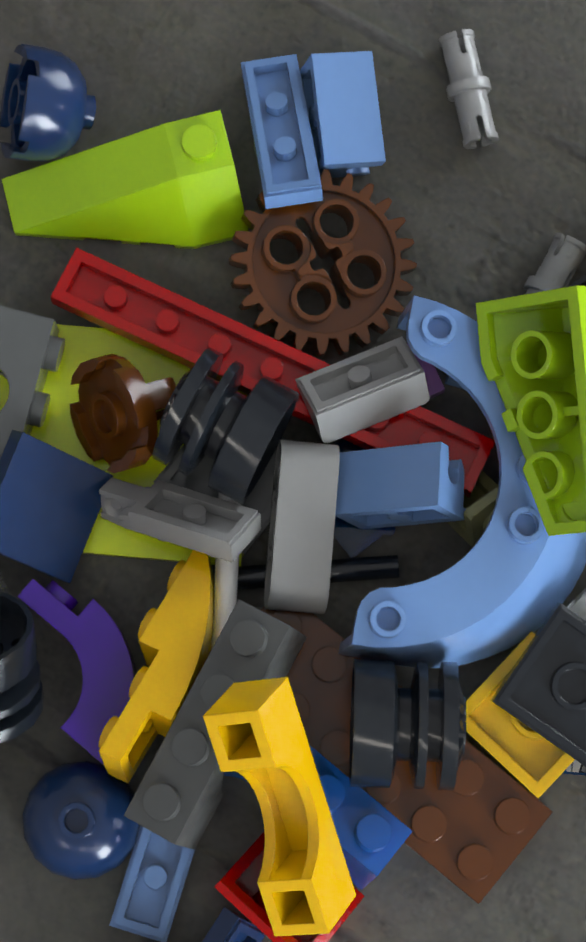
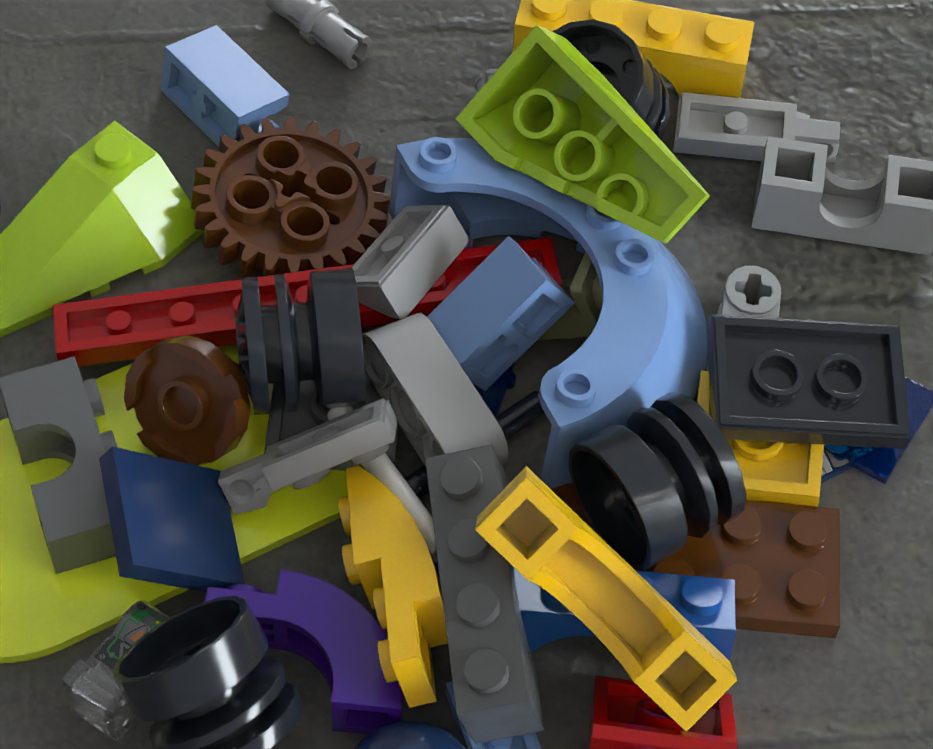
camera: 35 degrees left, 25 degrees down
(281, 131) = (180, 121): medium blue tile -> none

